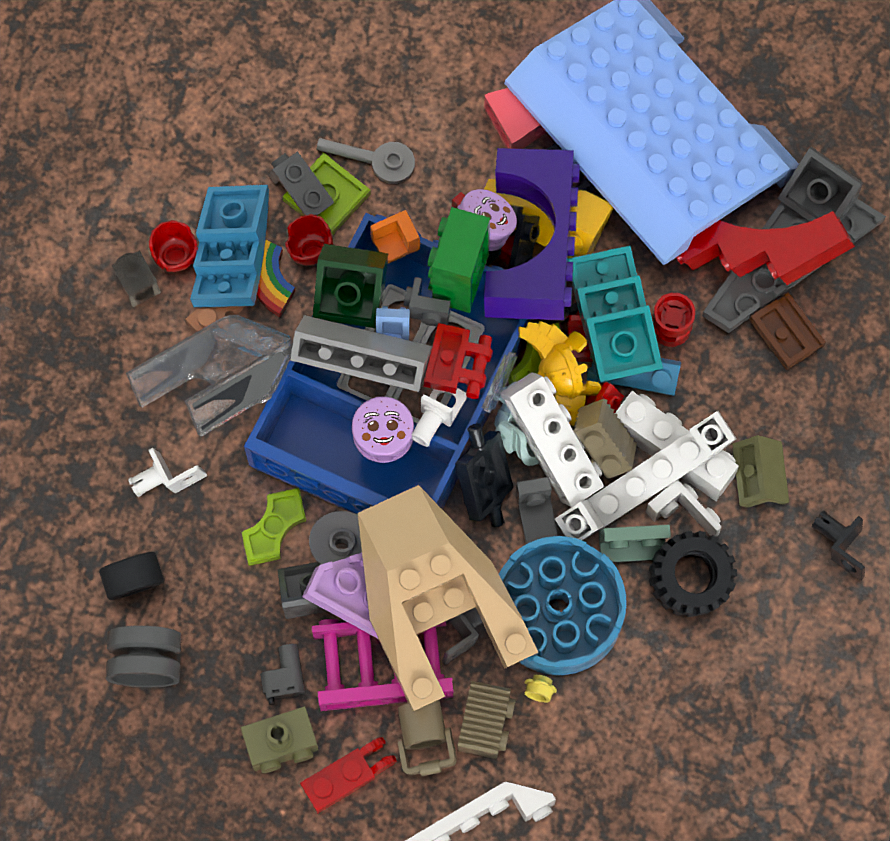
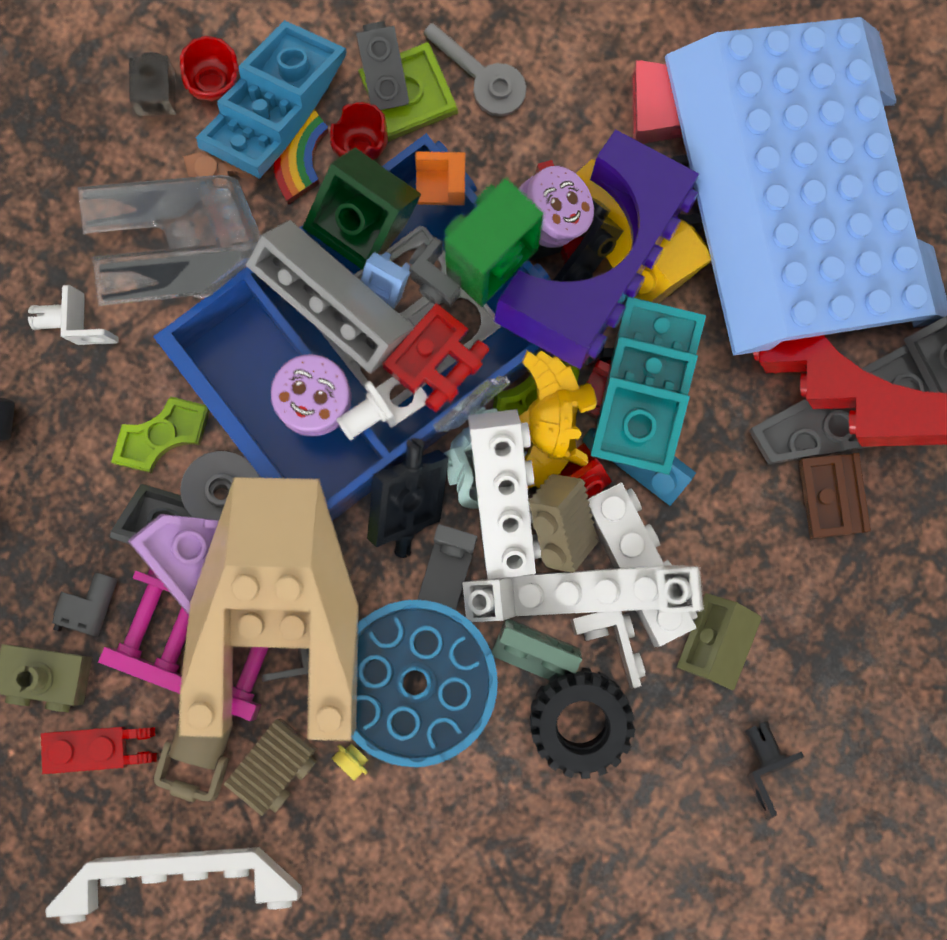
camera: 25 degrees right, 10 degrees up
(673, 319) = (712, 420): red wheel -> none

